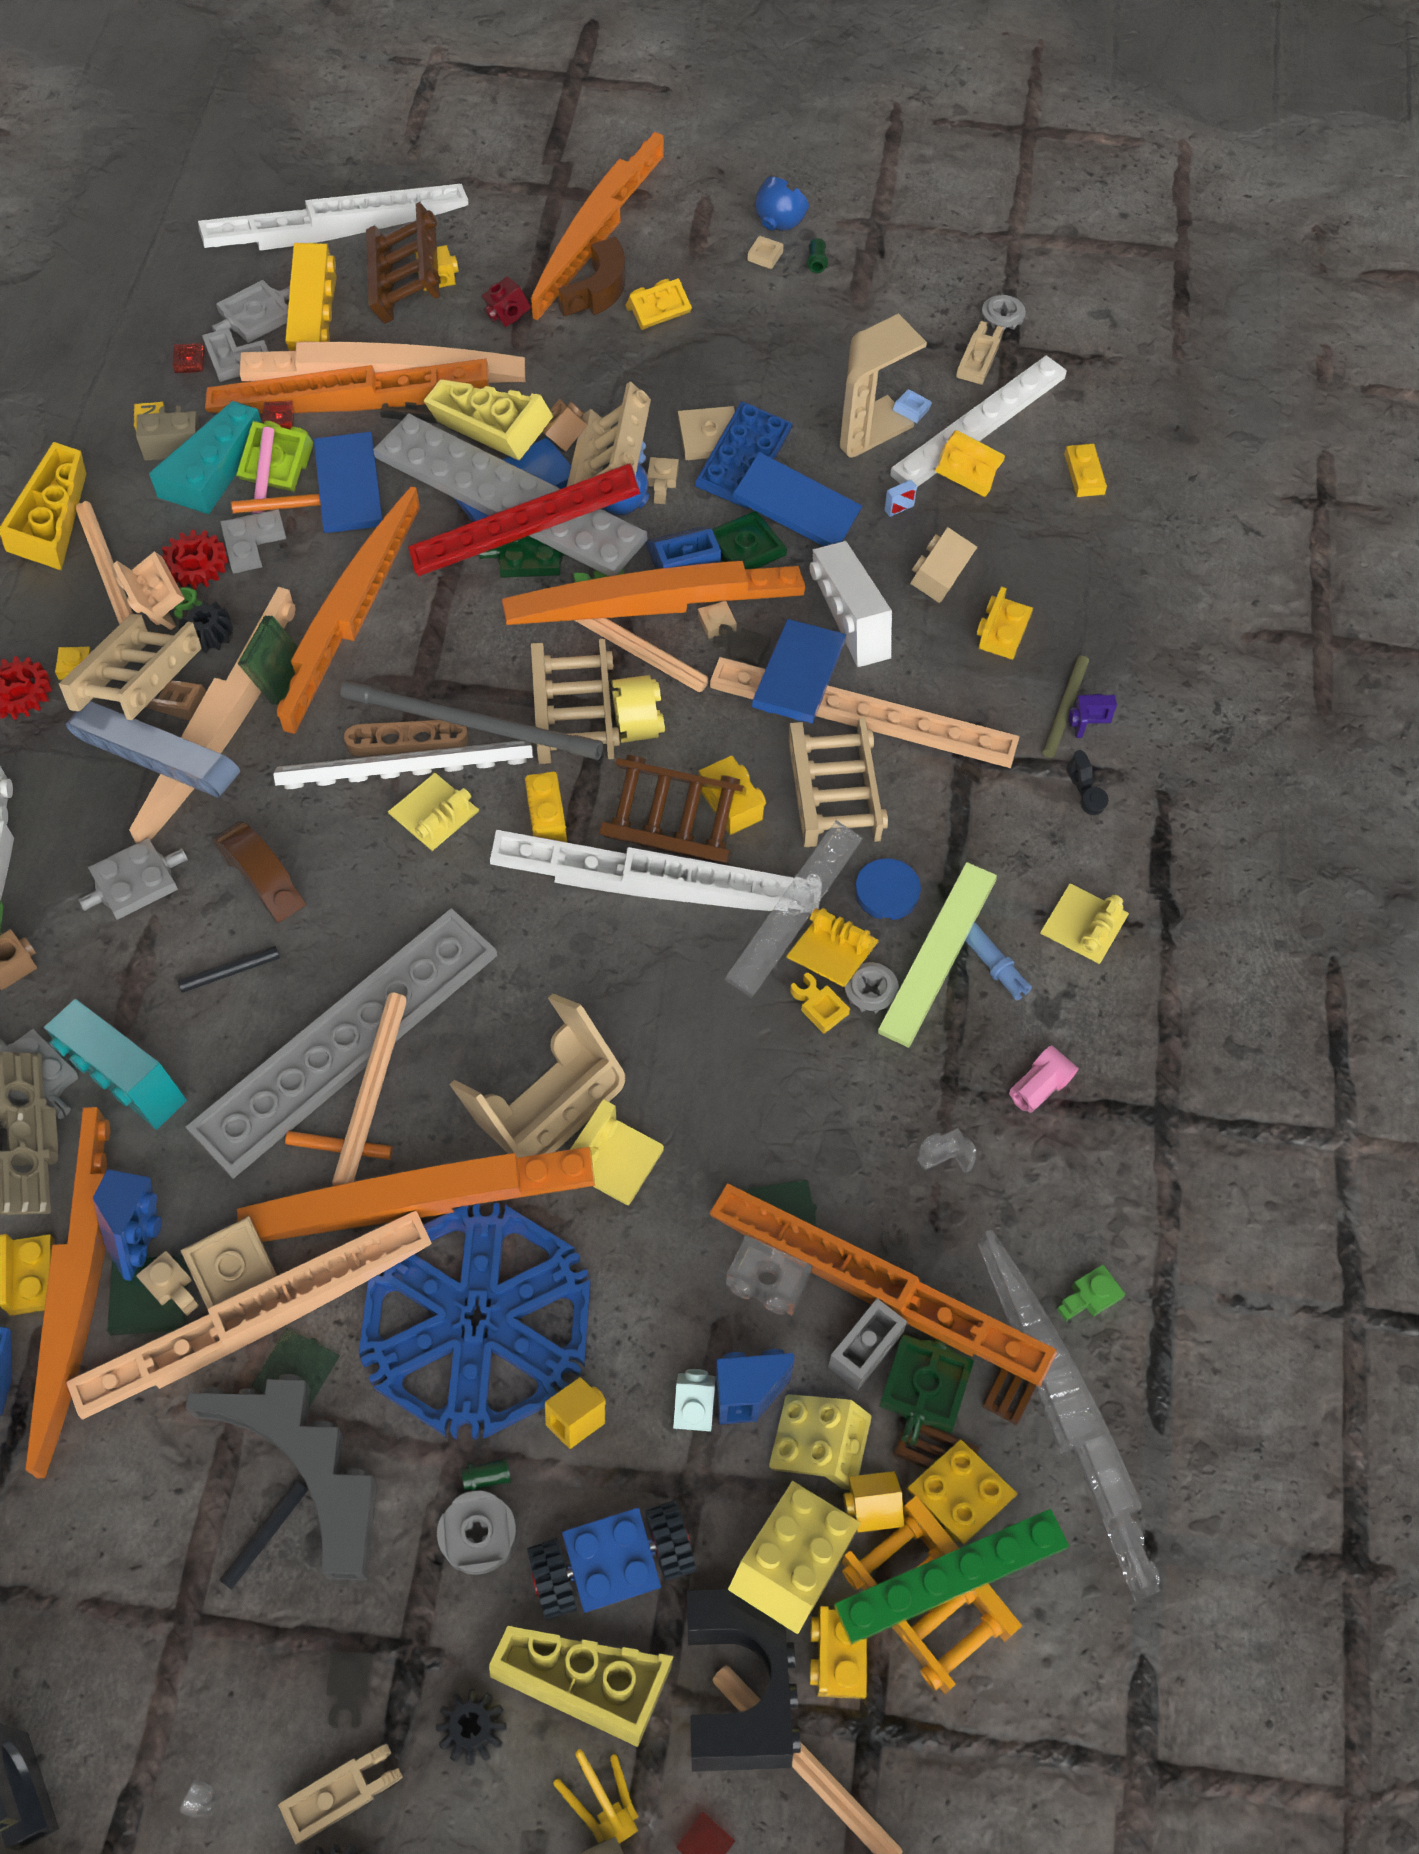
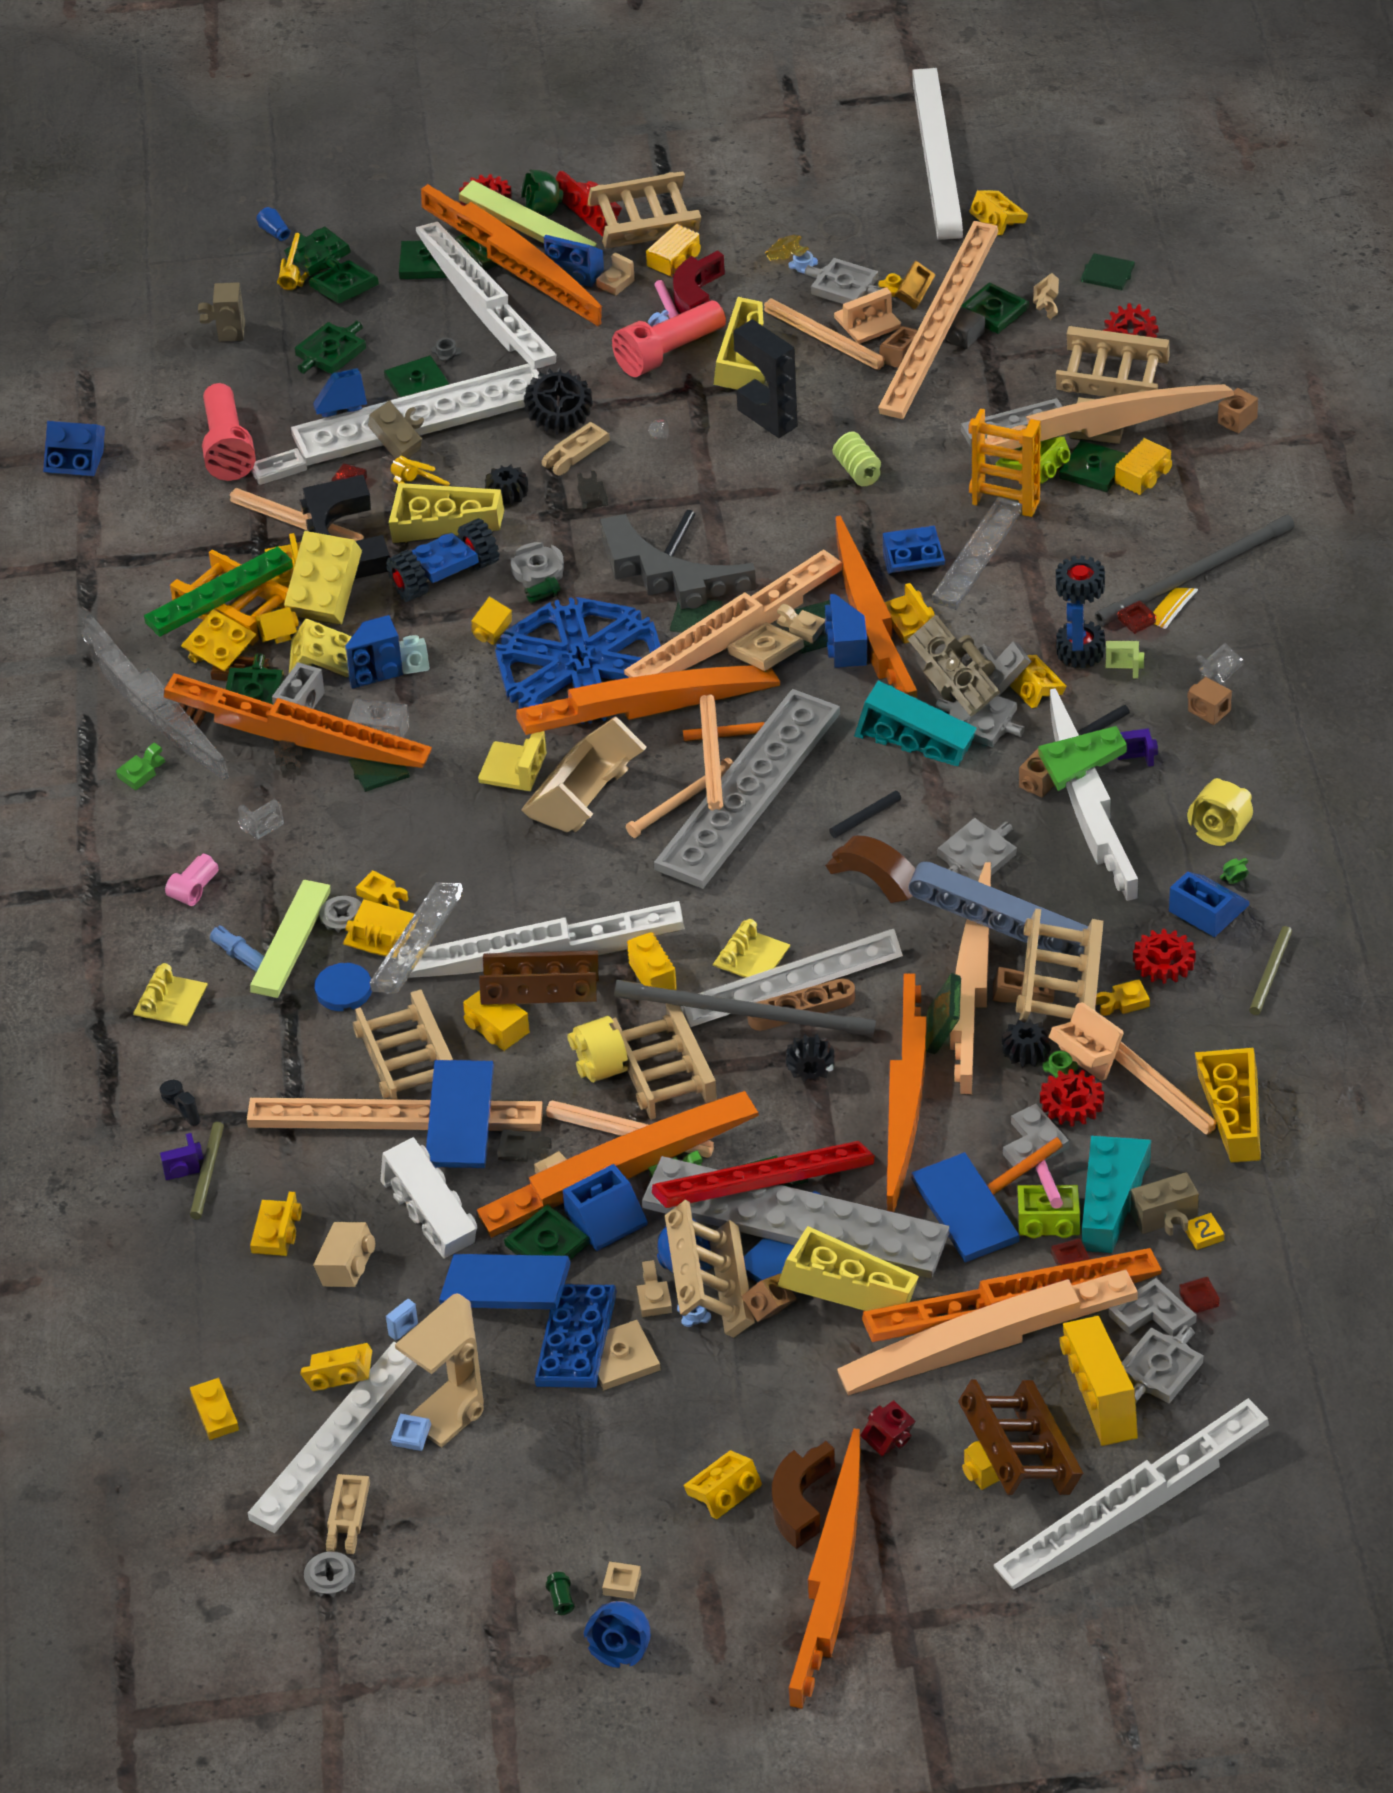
camera: 170 degrees right, 15 degrees down
(425, 651) = (810, 1057): none -> black gear
(439, 1045) = (635, 828): none -> light nougat bar

